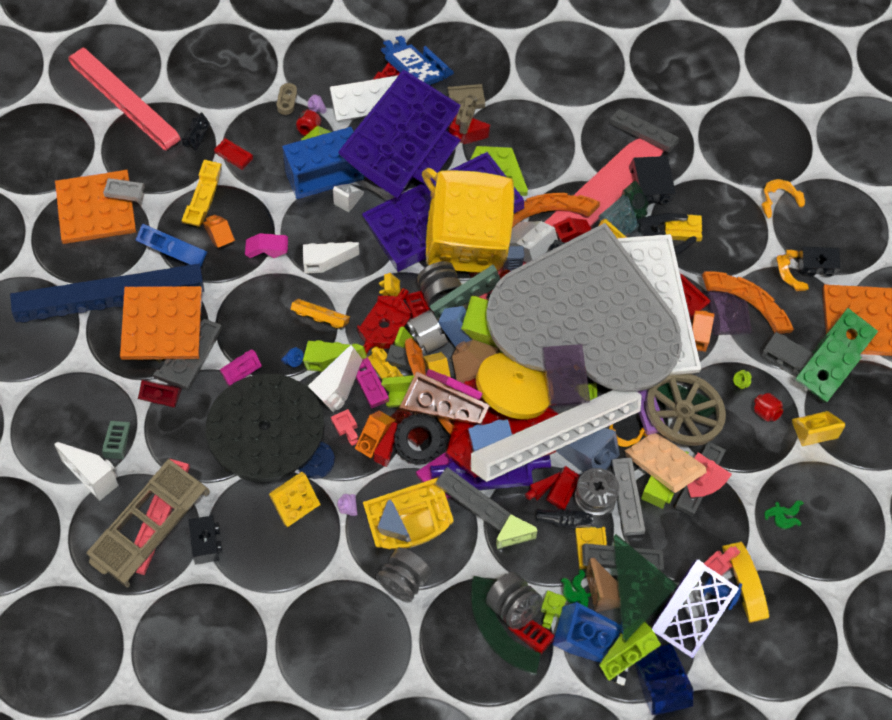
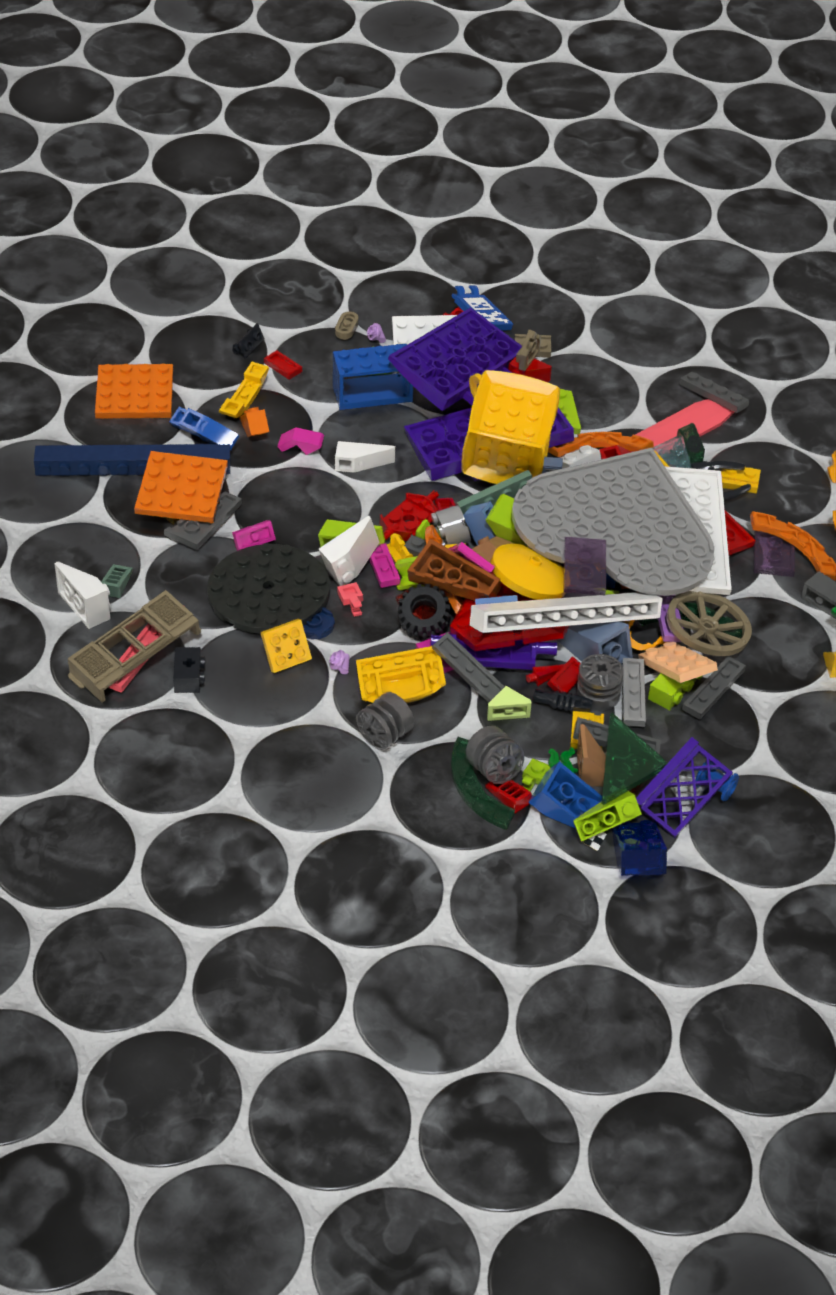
camera: 10 degrees right, 15 degrees down
(123, 189) = (166, 376): light grey plate -> none
(124, 99) = (182, 307): coral beam -> none
(159, 393) = (167, 548): dark red slope -> none
(293, 357) = (309, 535): blue plate -> none
(307, 121) = (364, 341): red head -> none
(320, 313) = (344, 503): light orange plate -> none
(346, 196) = (390, 411): white slope -> none
(373, 433) = (379, 606): orange slope -> none
(384, 449) = (387, 619): red slope -> none
(391, 285) = (421, 486): yellow tile -> none
(392, 525) = (381, 676): sand blue slope -> none
(437, 62) = (508, 312): blue slope -> none
(437, 281) = (468, 481): flat silver wheel -> none
(654, 178) = (715, 431): black panel -> none
(702, 327) = (739, 559): orange slope -> none
(710, 481) = (719, 684): coral shield -> none
(720, 562) = (723, 754): coral plate -> none
(739, 379) = (776, 610): lime plate -> none
(752, 591) = (749, 783): yellow slope -> none
(768, 407) = (799, 636): red head -> none
(779, 512) = (793, 731): green piece -> none

